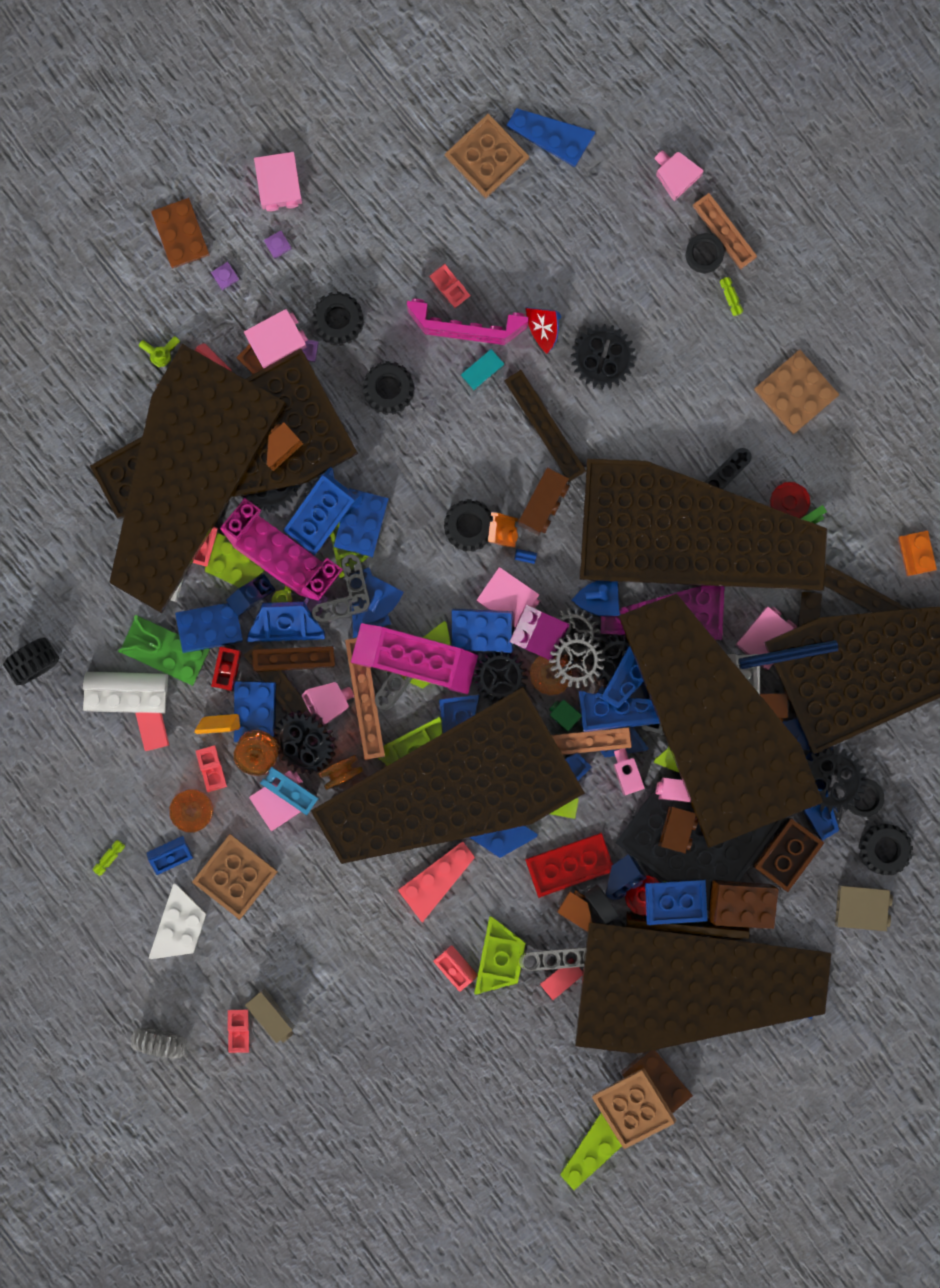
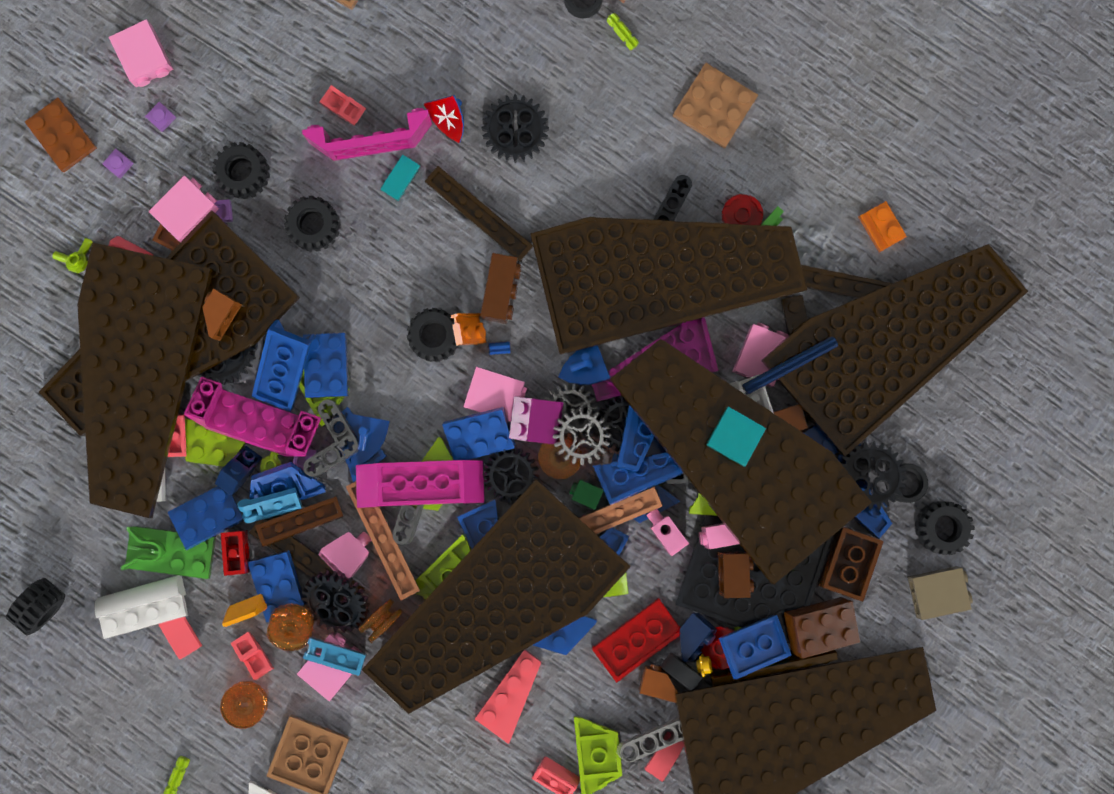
camera: 25 degrees left, 0 degrees up
(169, 855) = (236, 755): blue slope -> none
(271, 635) = (270, 505): none -> dark azure plate
(624, 905) = (704, 665): none -> yellow plate
(717, 703) = (736, 436): none -> teal tile

